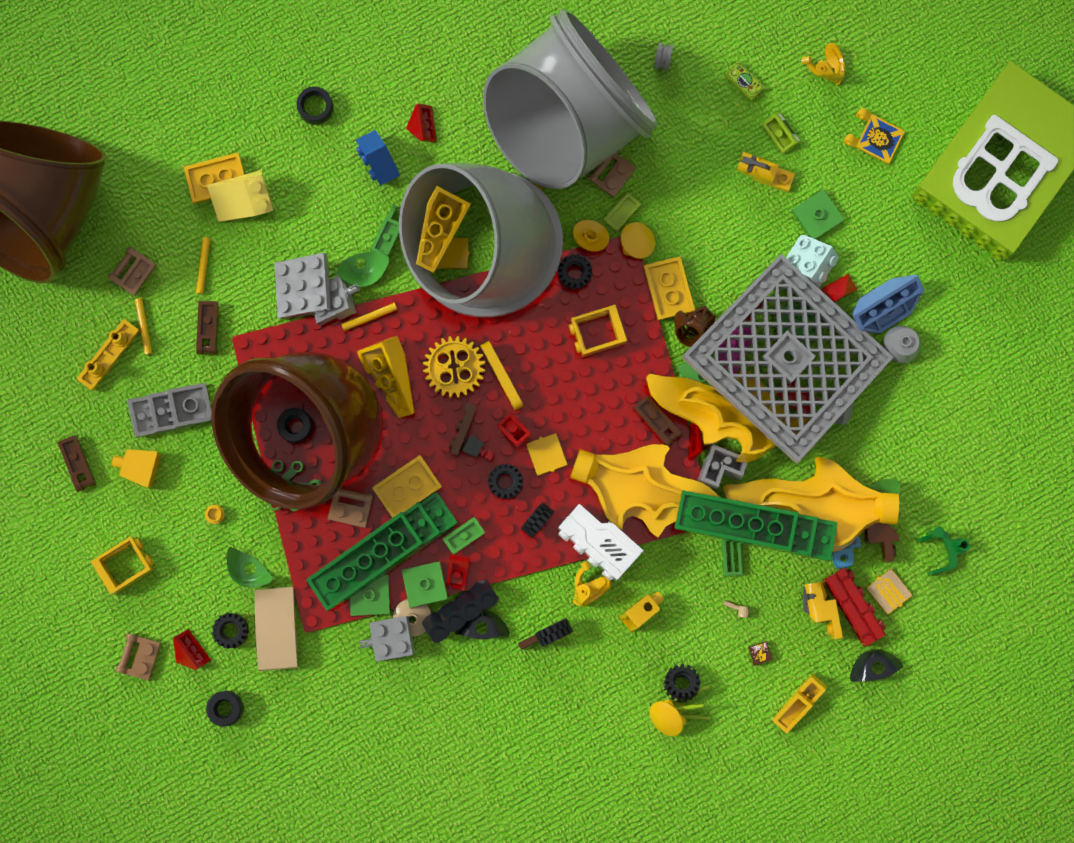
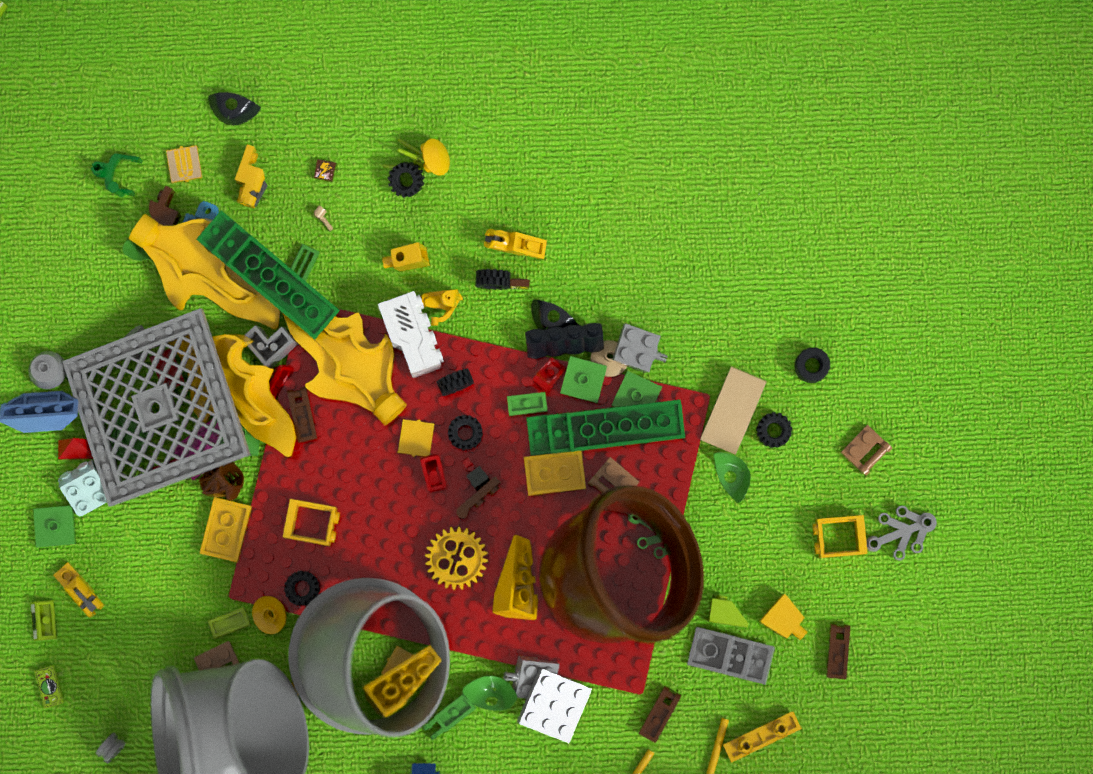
camera: 150 degrees left, 0 degrees up
(68, 600) = (904, 531): none -> light grey plant
(189, 651) = (819, 430): red slope -> none
(194, 444) = (725, 613): none -> lime slope
(214, 514) = (737, 540): yellow plate -> none
(288, 415) = (637, 580): black tyre -> none
(368, 317) = (508, 646): yellow bar -> none
(501, 375) = (418, 528): yellow beam -> none
(551, 676) = (515, 243): none -> yellow plate
(637, 240) = (229, 588): yellow dish -> none
(799, 703) = (314, 111): yellow slope -> none
(854, 607) = (221, 166): red brick -> none

